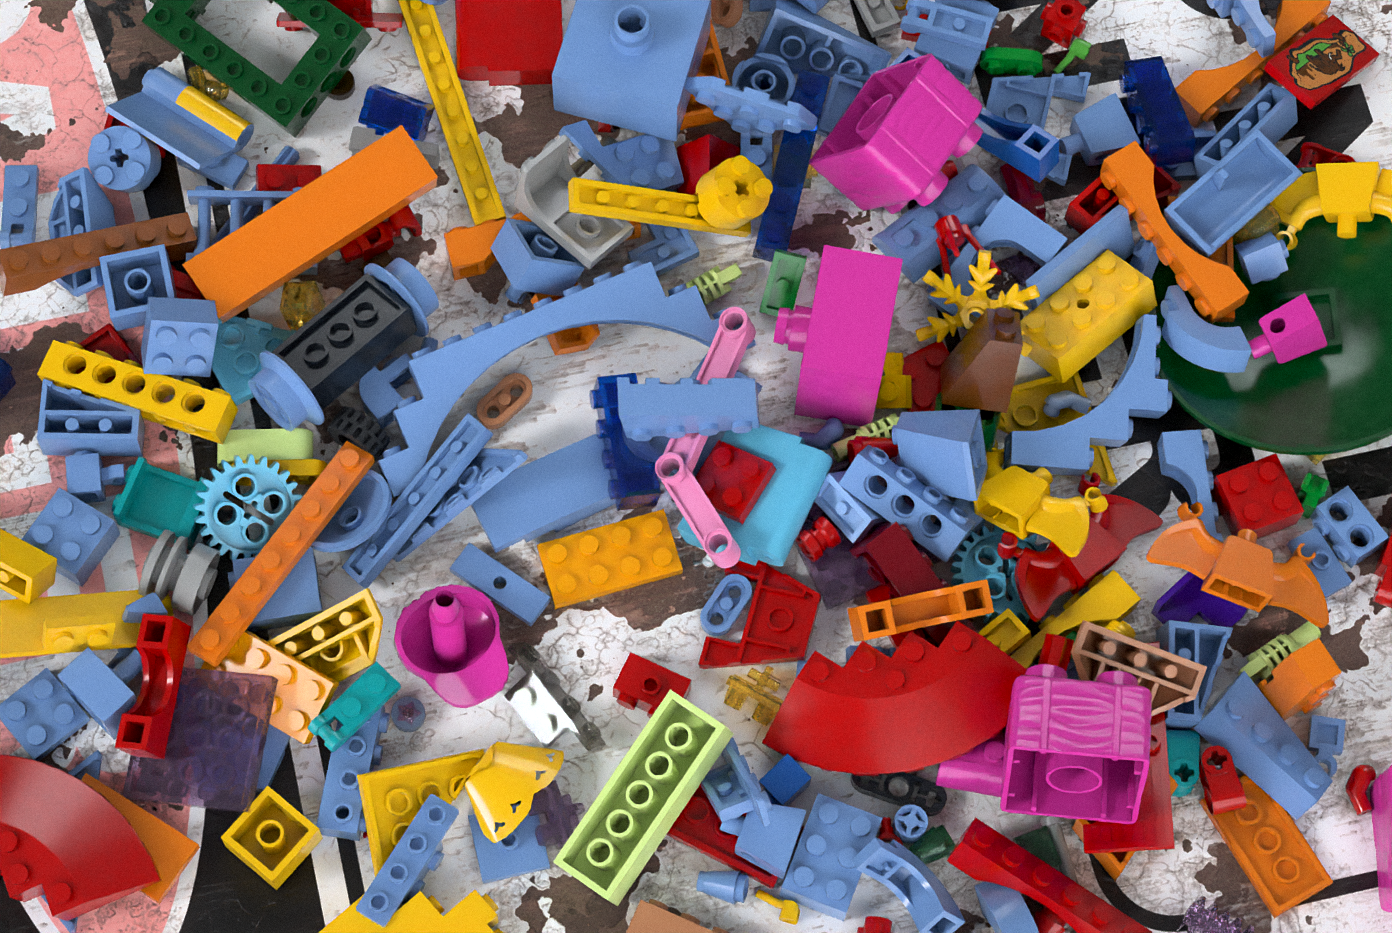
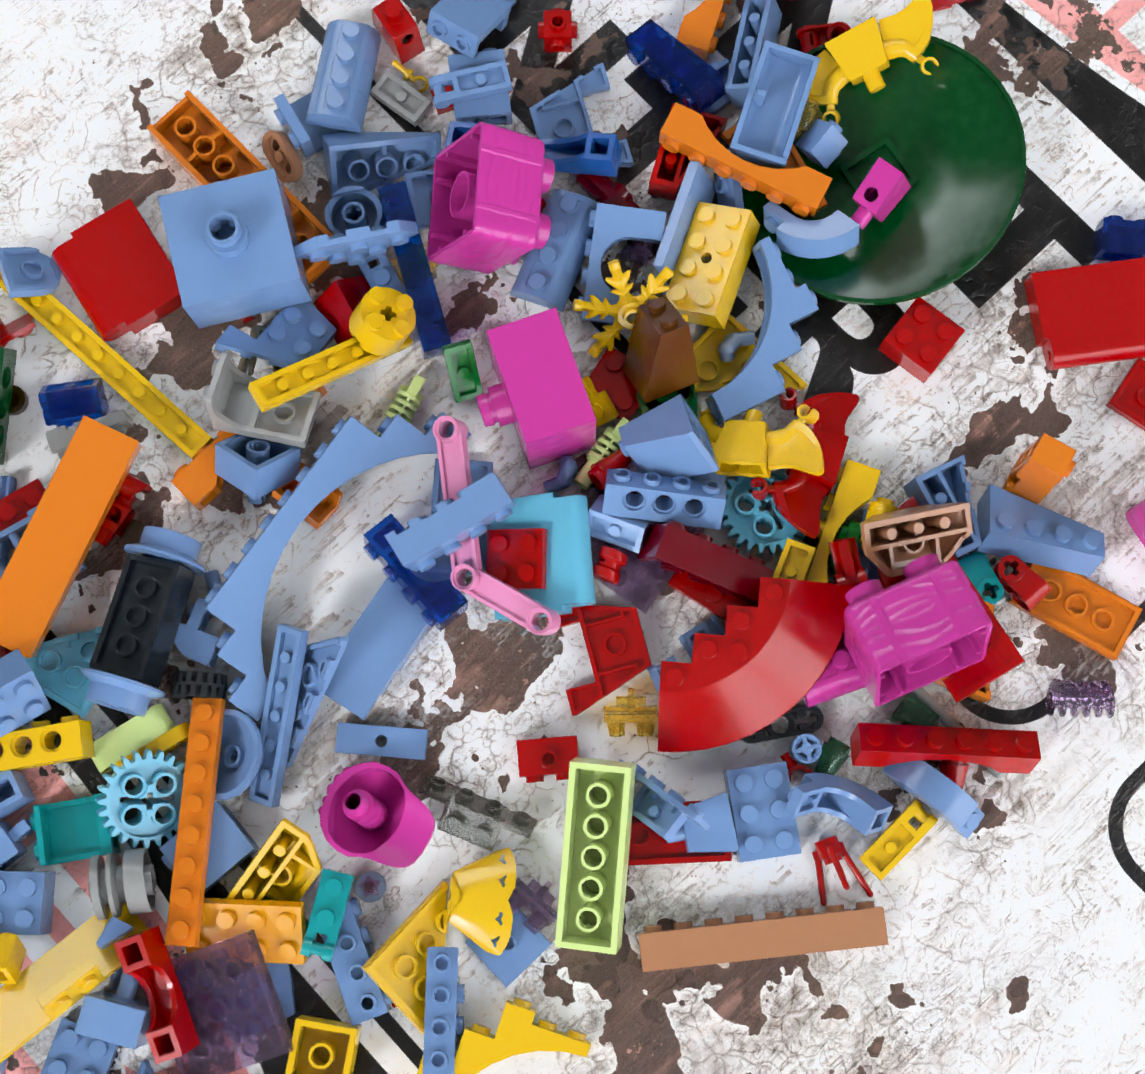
camera: 25 degrees left, 10 degrees up
(300, 303) = (90, 604): clear yellow brick -> none
(502, 401) = (298, 590): nougat plate -> none
(609, 559) = (454, 669): light orange plate -> none
(668, 249) = (354, 395): medium blue plate -> none
(724, 885) = (693, 880): medium blue cone -> none
(725, 606) = (566, 656): medium blue plate -> none
(785, 781) = (692, 775): blue brick -> none
(789, 909) = (752, 870): yellow hand -> none
(920, 610) = (707, 603): orange arch -> none
(951, 236) = (574, 259): red plant -> none
(1011, 61) = (543, 83): green plate -> none
(1079, 48) = (582, 47): bright green hand -> none
(1099, 131) = (639, 107): medium blue torso -> none
(1184, 459) = (849, 338): medium blue arch -> none
(1187, 600) = (922, 437): dark purple panel -> none
(1240, 568) = (945, 405): orange torso -> none
(1274, 652) = (1004, 451): yellowish green hinge -> none
(1310, 493) = (960, 310): green plate -> none
(1325, 564) = (993, 362): medium blue plate -> none
(1326, 739) = (1076, 500): medium blue plate -> none
(1356, 523) = (1003, 314): medium blue brick -> none
(1357, 787) = (1119, 523): red arm -> none

